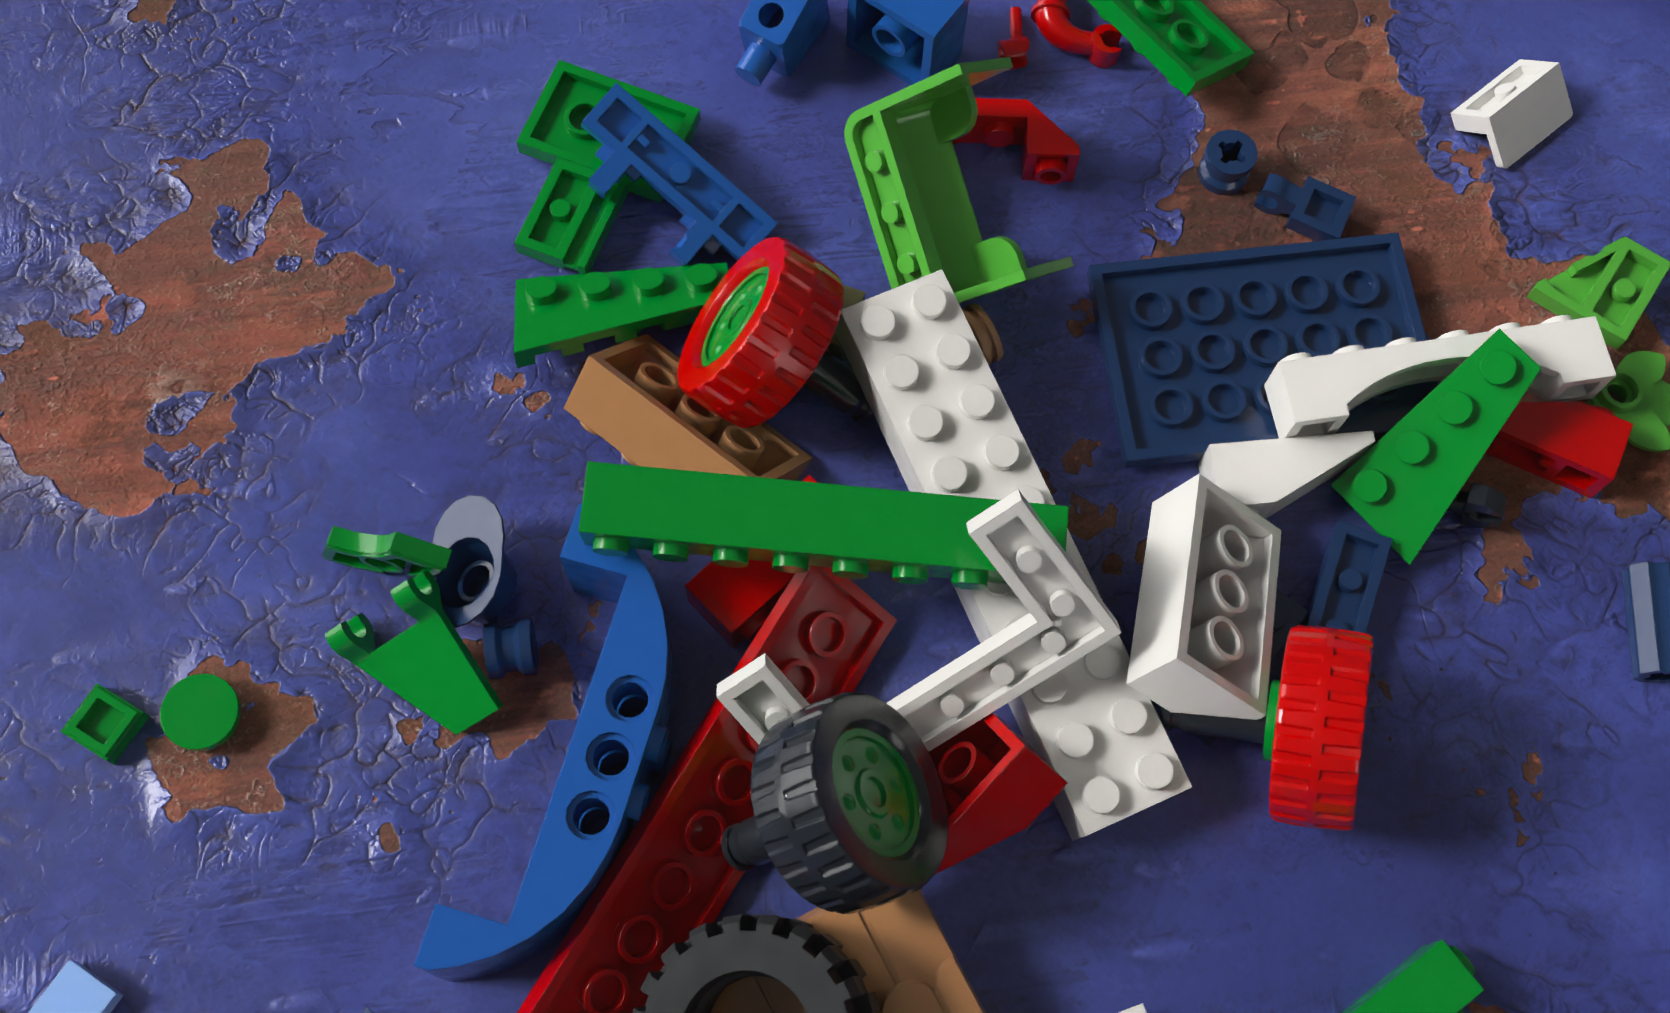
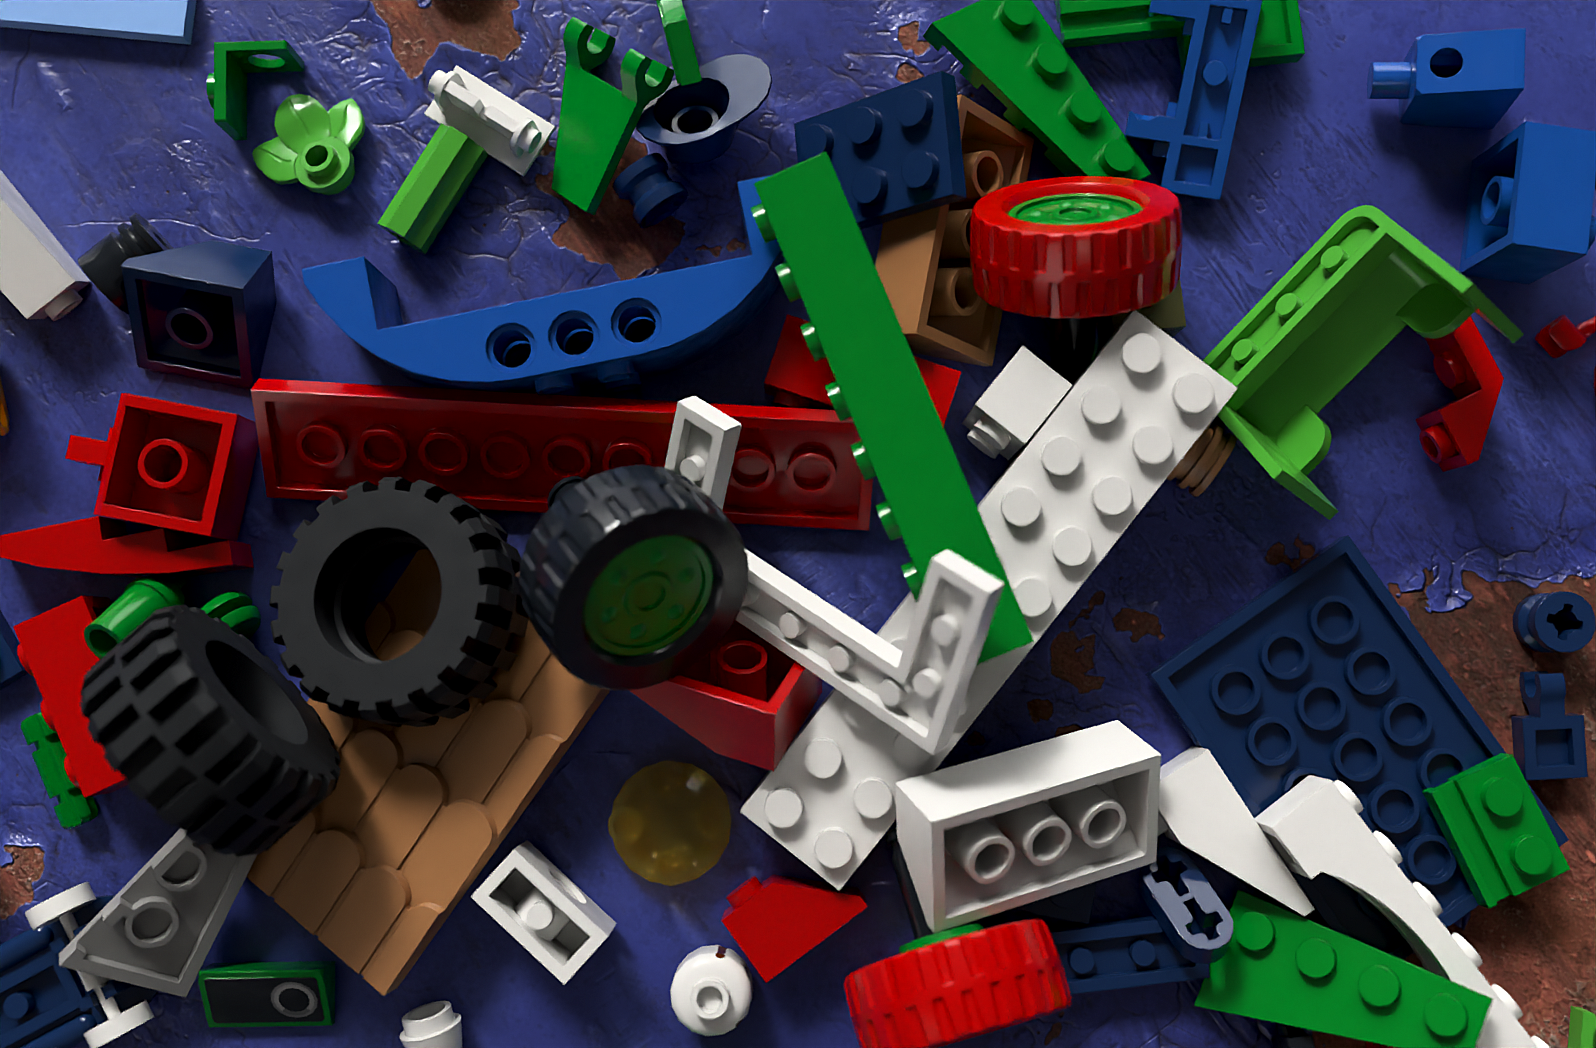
camera: 65 degrees right, 15 degrees up
(172, 947) = (229, 81): none -> green bracket
(280, 925) = (312, 144): none -> bright green plate
(364, 756) = (489, 118): none -> white hinge
(396, 834) = (433, 188): none -> bright green axle
(595, 417) = (892, 149): none -> dark blue plate
(859, 442) = (1015, 405): none -> white brick
(1063, 913) = (670, 822): none -> clear yellow dish
(1194, 852) = (786, 918): none -> red slope
(1227, 946) = (712, 990): none -> white head
(1326, 526) = (1195, 898): none -> dark blue beam
(1368, 276) = (1496, 830): none -> green plate

